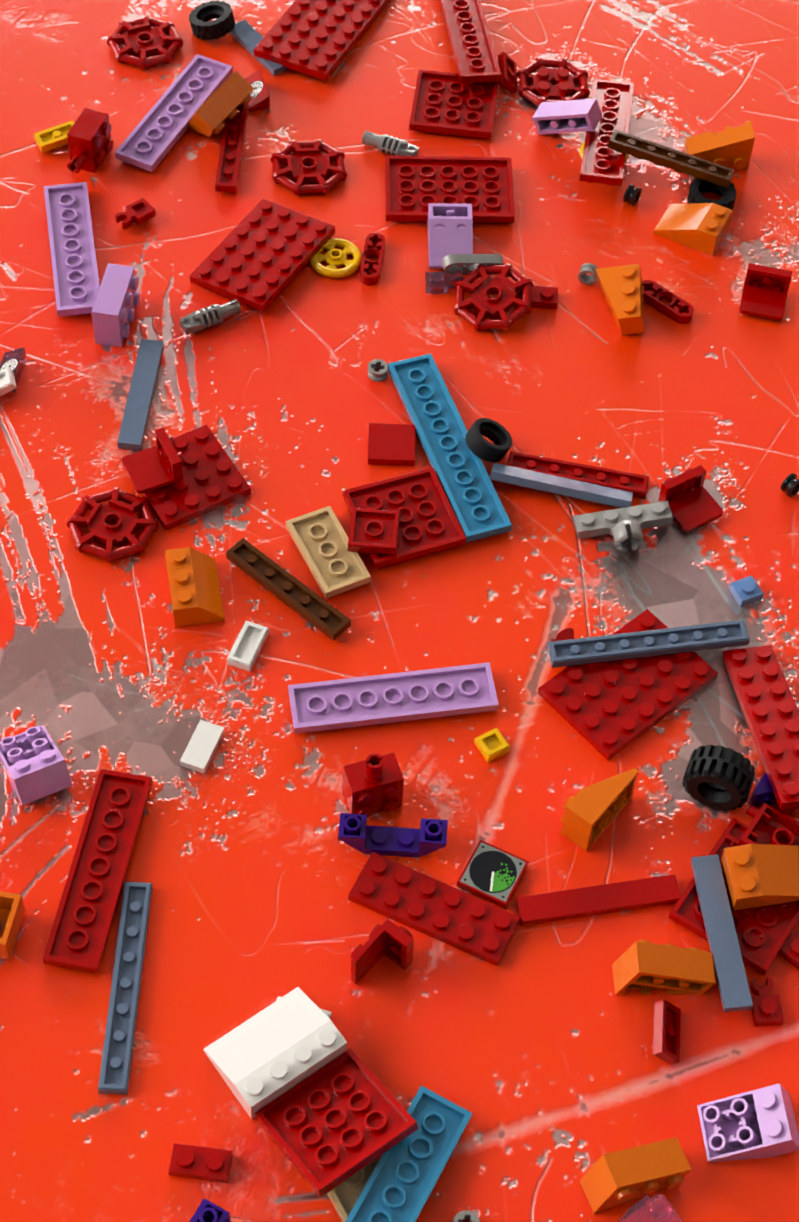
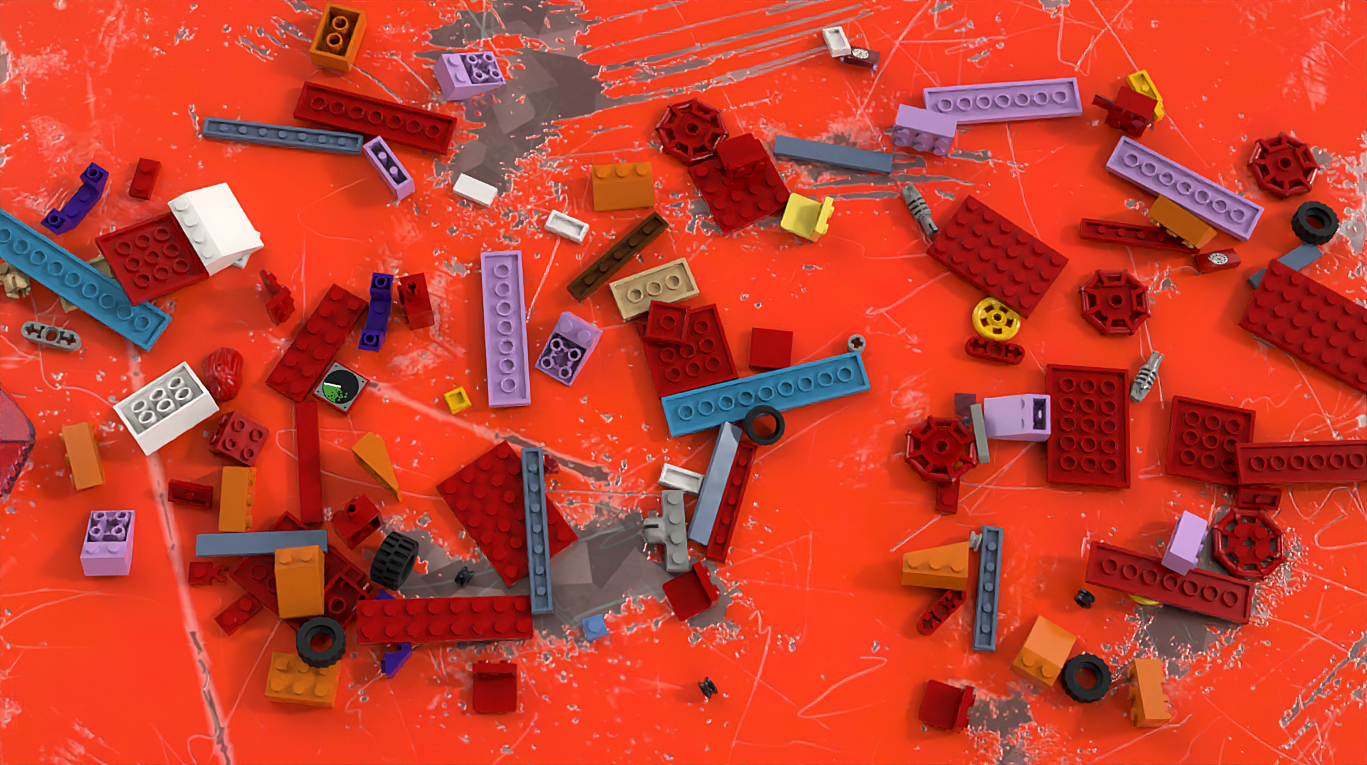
camera: 90 degrees right, 15 degrees up
(136, 212) = (1047, 155): red plate -> none
(179, 838) = (389, 168): none -> lavender brick
(226, 406) = (807, 216): none -> light yellow bracket
(412, 629) = (568, 348): none -> lavender slope
(491, 1014) = (223, 373): none -> red hair
(550, 1080) = (166, 408): none -> white slope
(559, 520) = (681, 479): none -> white tile
(580, 986) = (238, 438): none -> red bracket
(650, 267) = (987, 589): none -> sand blue tile
(671, 158) = (1119, 634): reddish brown plate -> none
(675, 825) = (356, 521): none -> red brick
(715, 716) = (464, 576): none -> black bush

